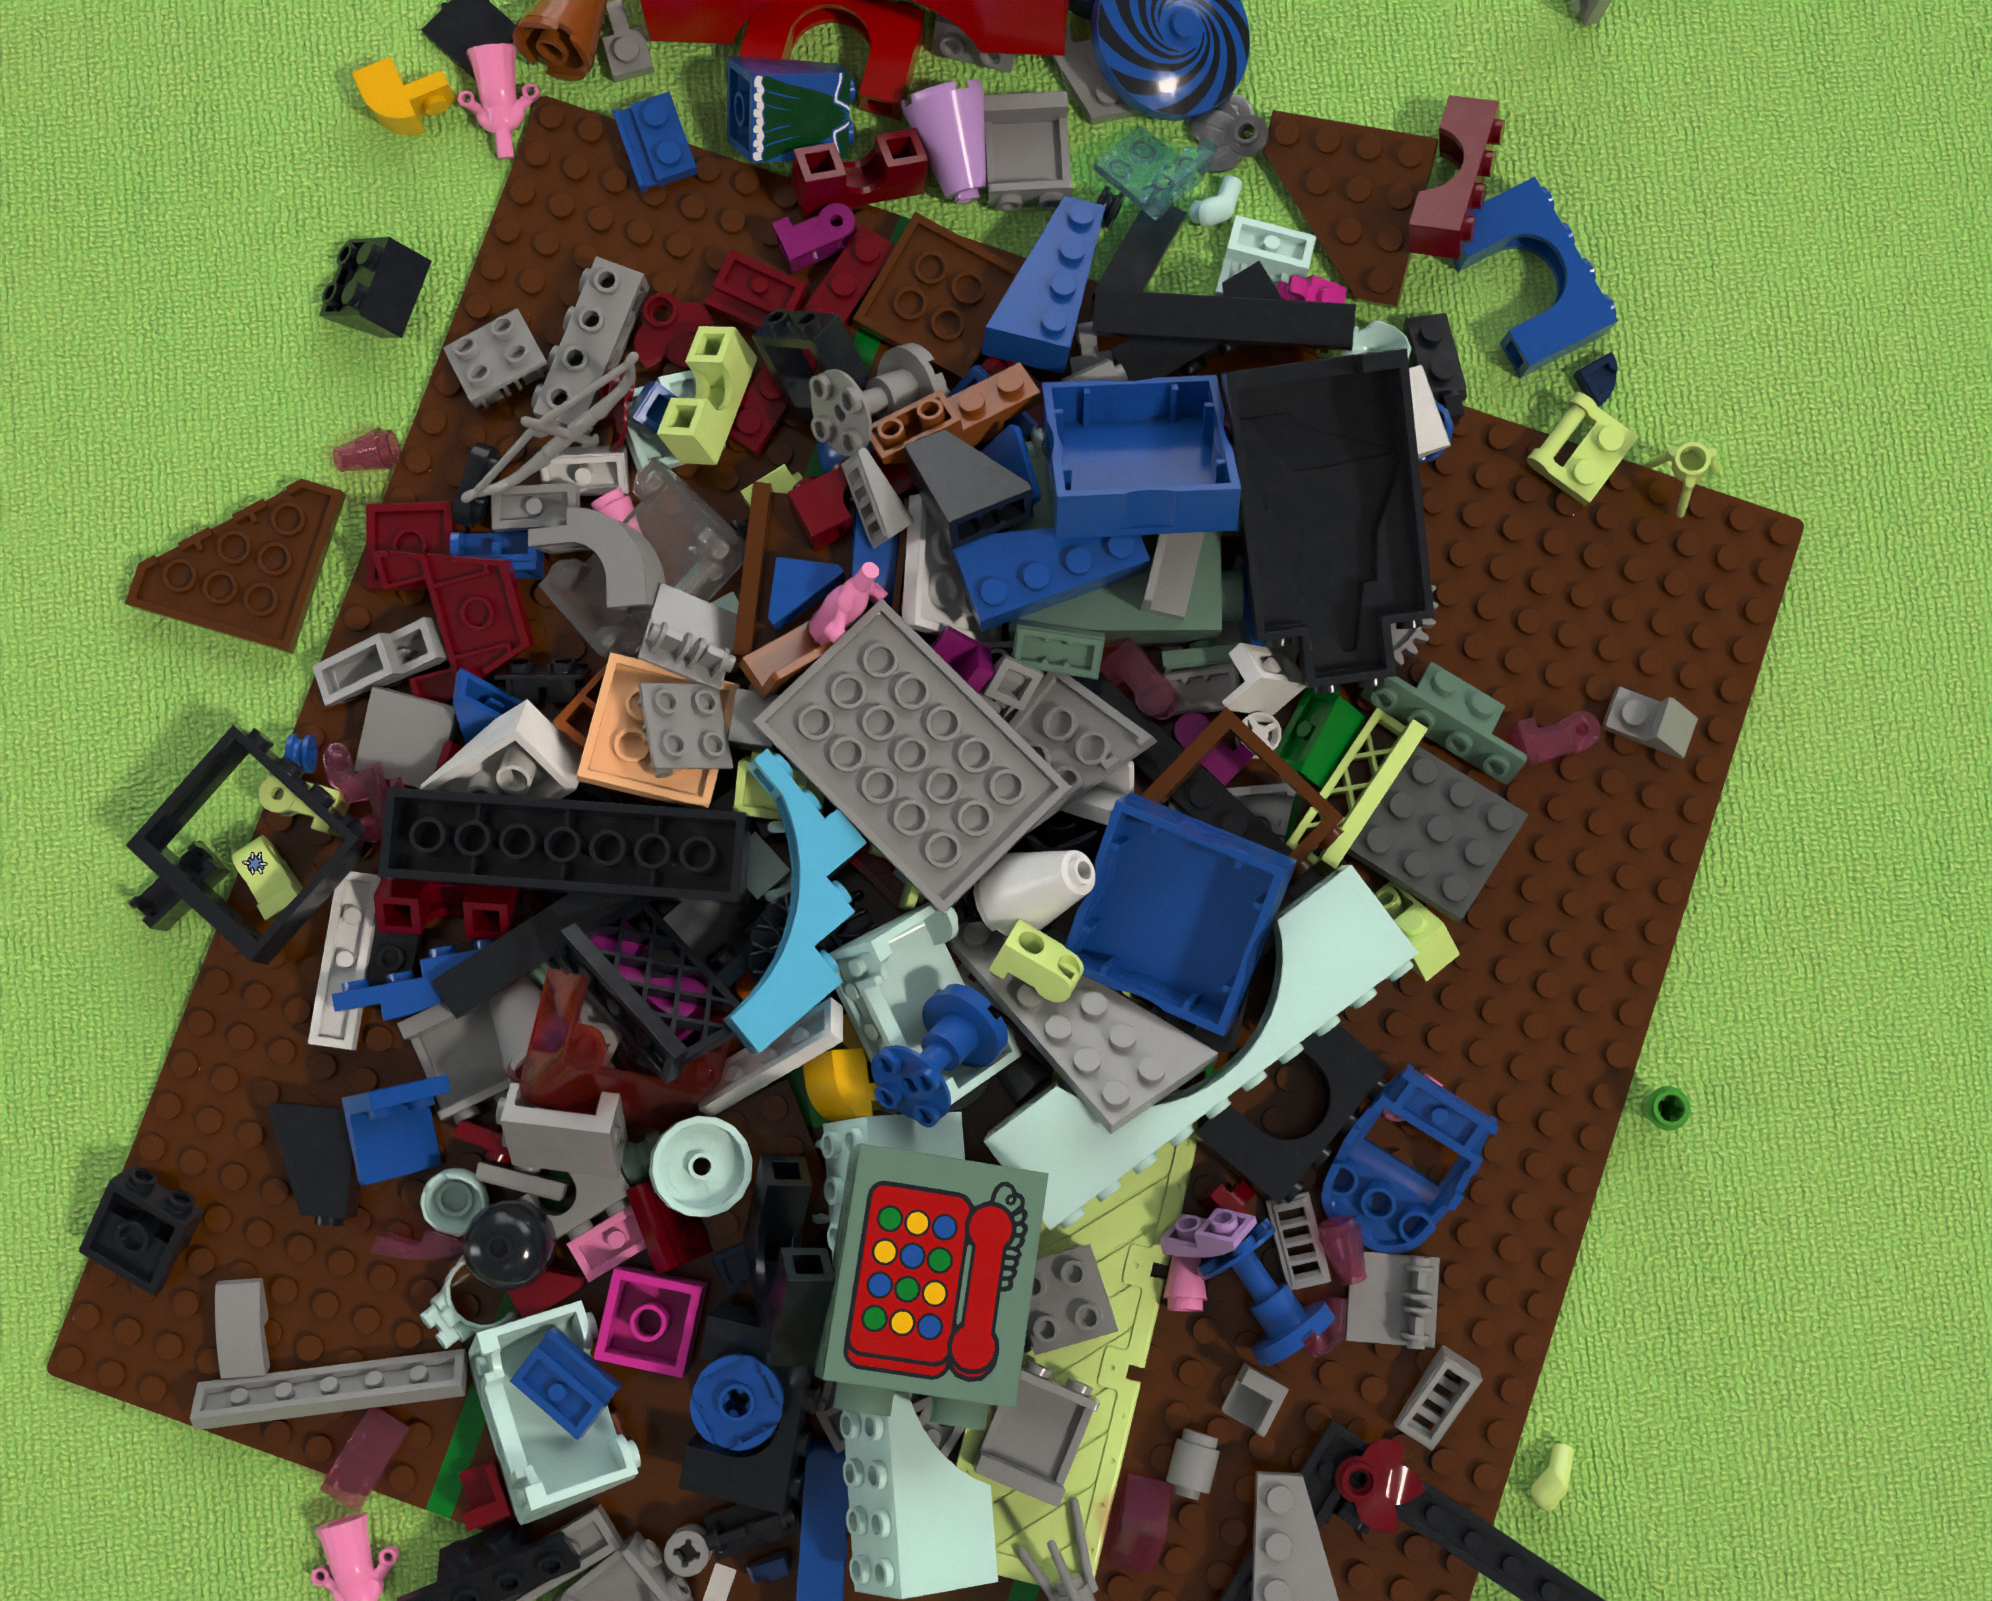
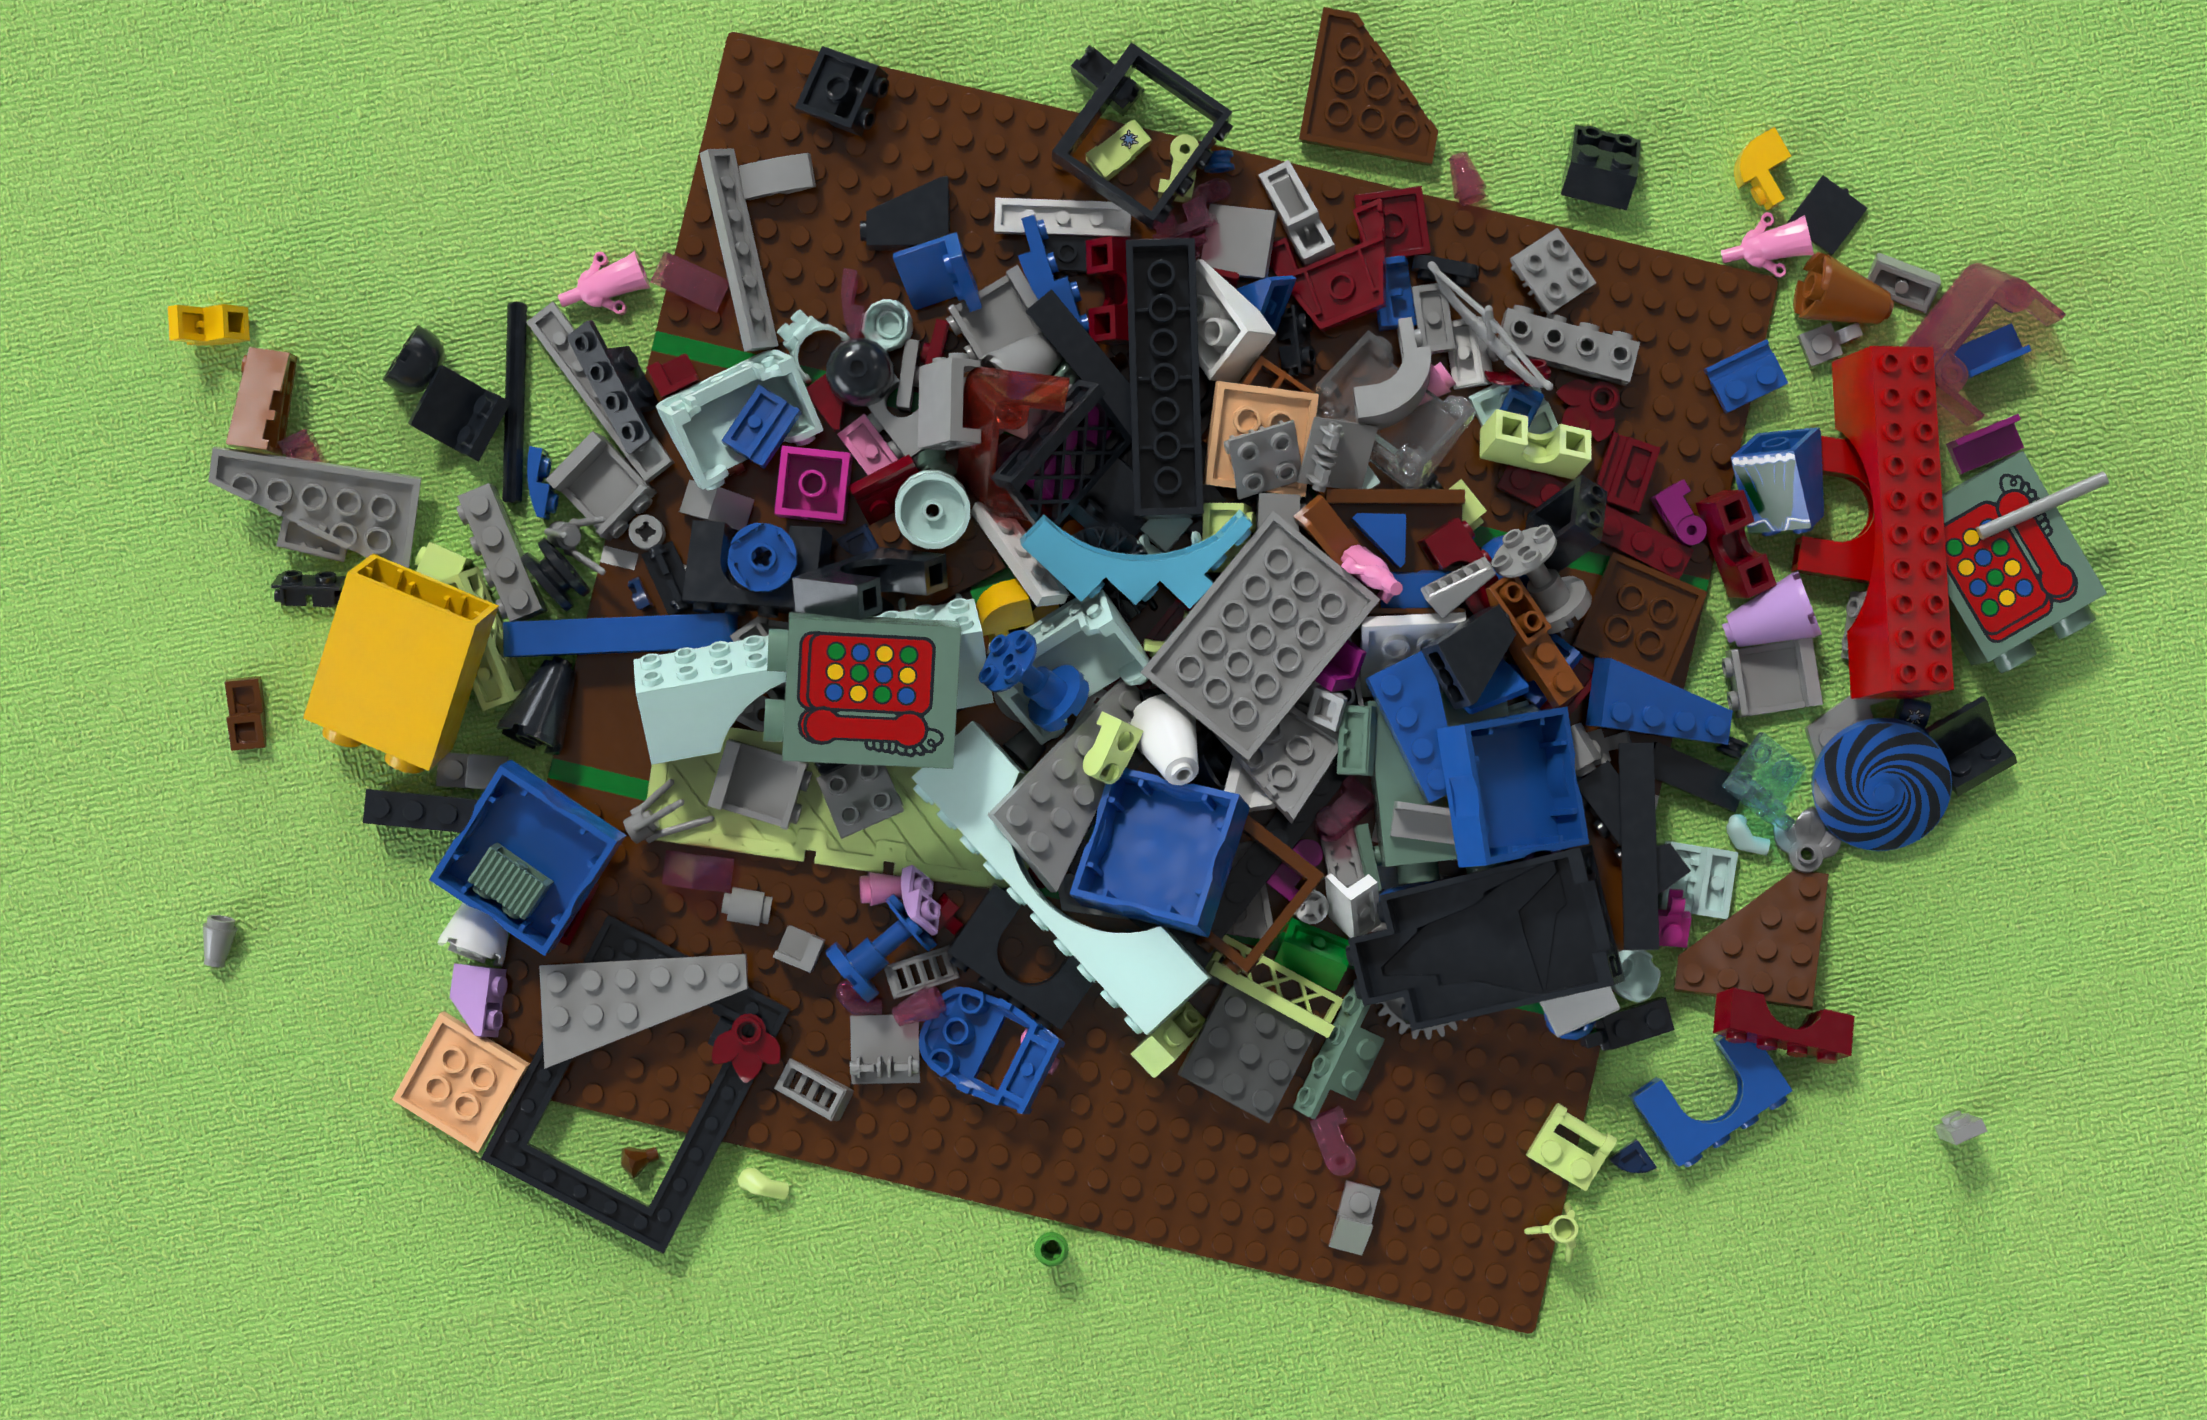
camera: 90 degrees right, 5 degrees up
(663, 1451) = (717, 505): none -> light grey slope

